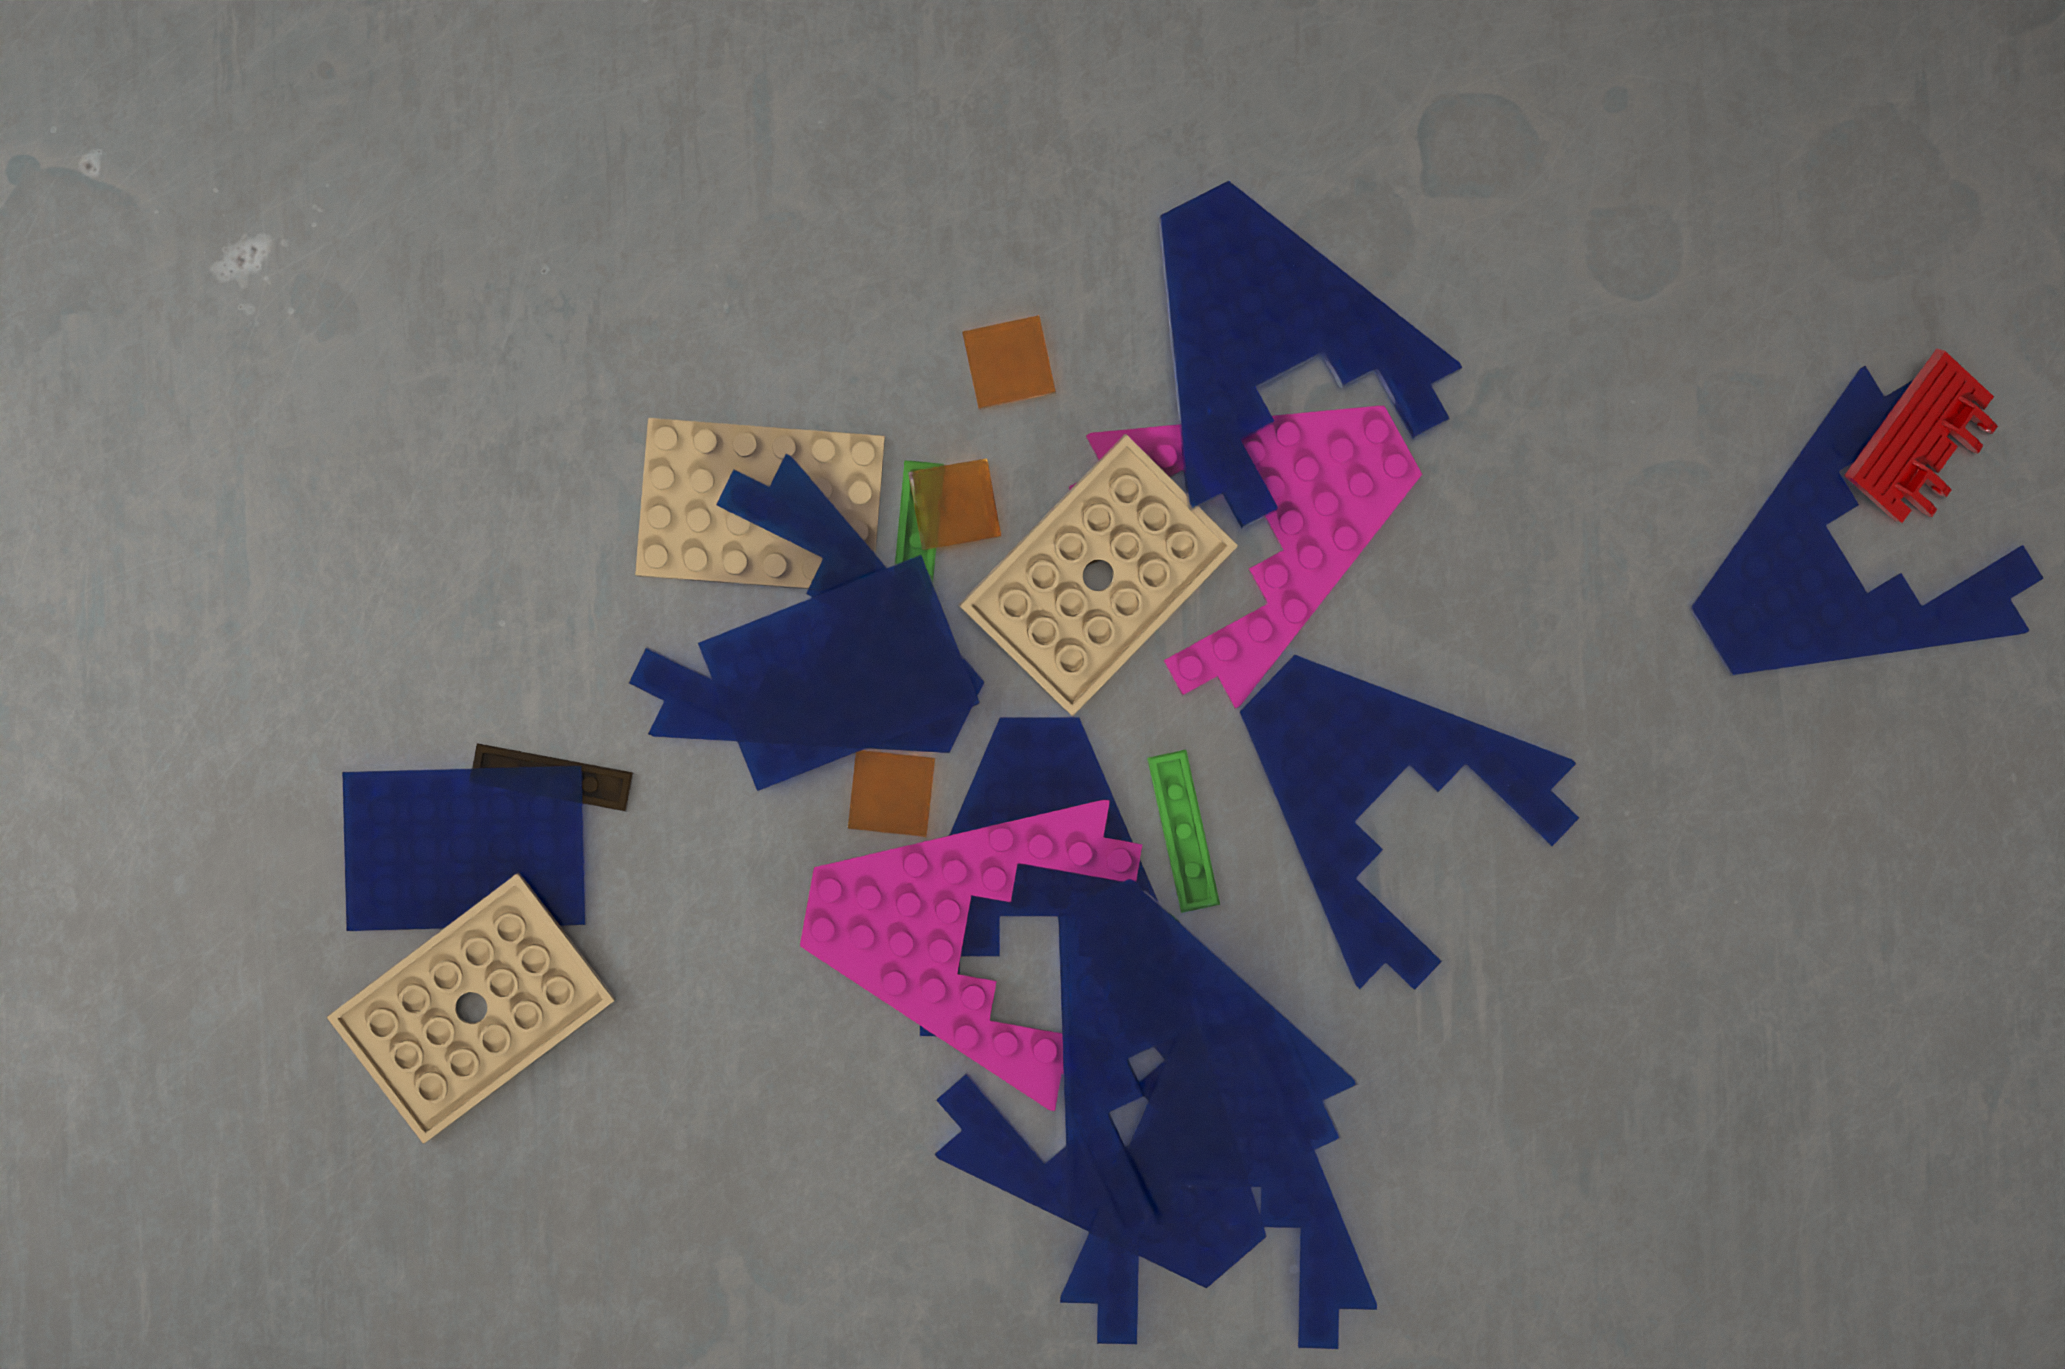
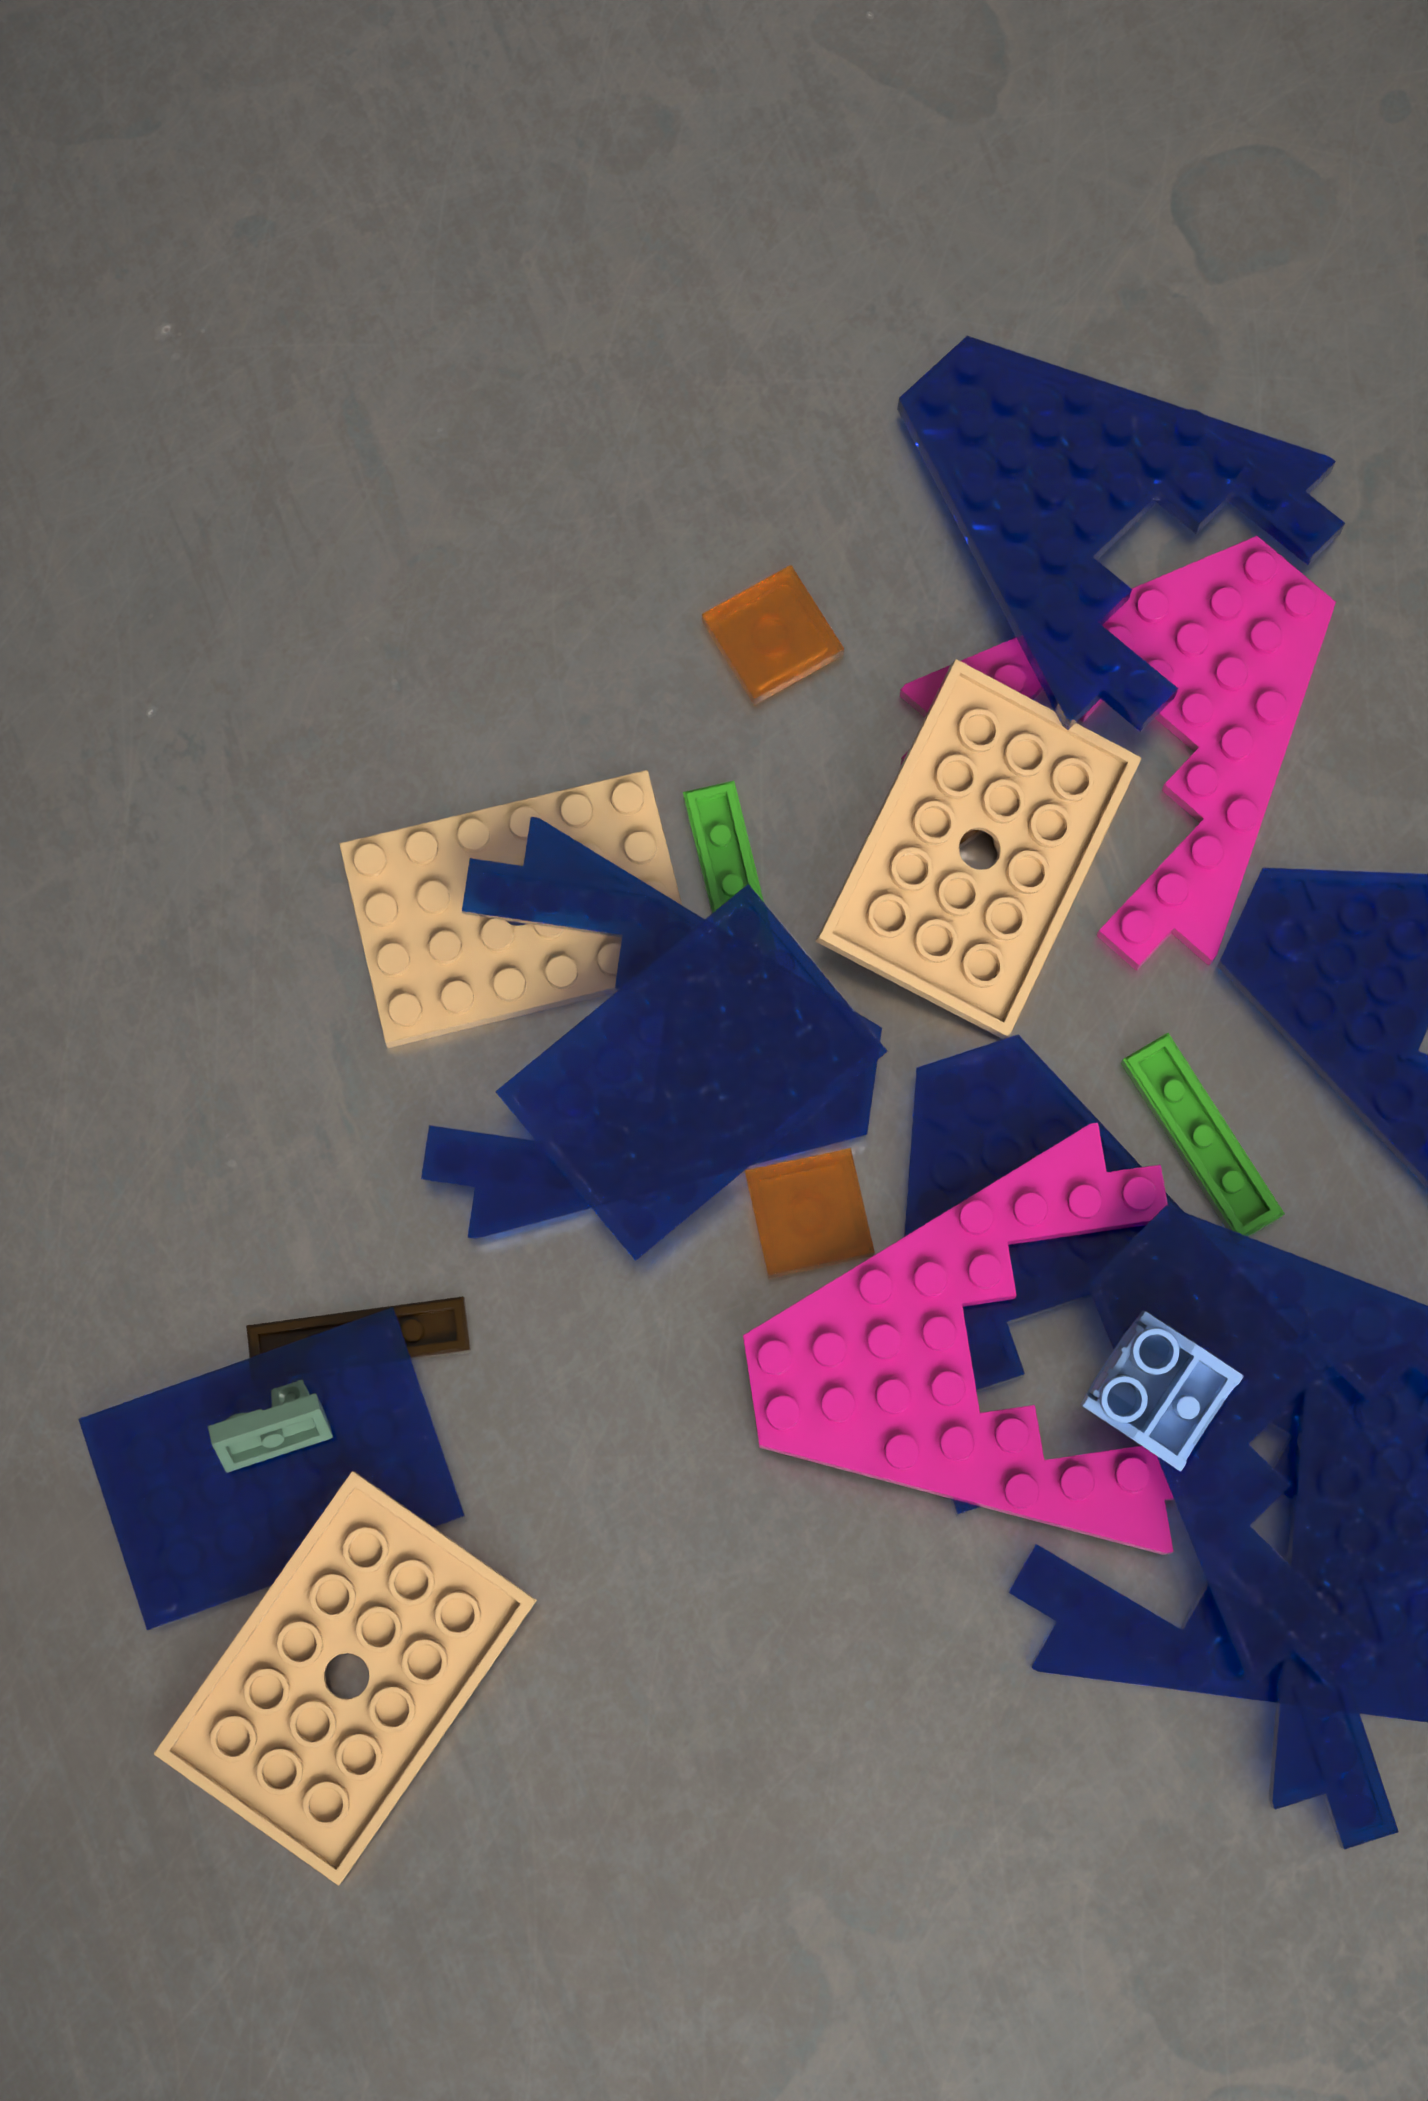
camera: 15 degrees left, 10 degrees down
(487, 826) = (263, 1434): none -> sand green hinge
(954, 504) = (765, 822): clear orange tile -> none
(1077, 1014) = (1174, 1390): none -> light blue slope

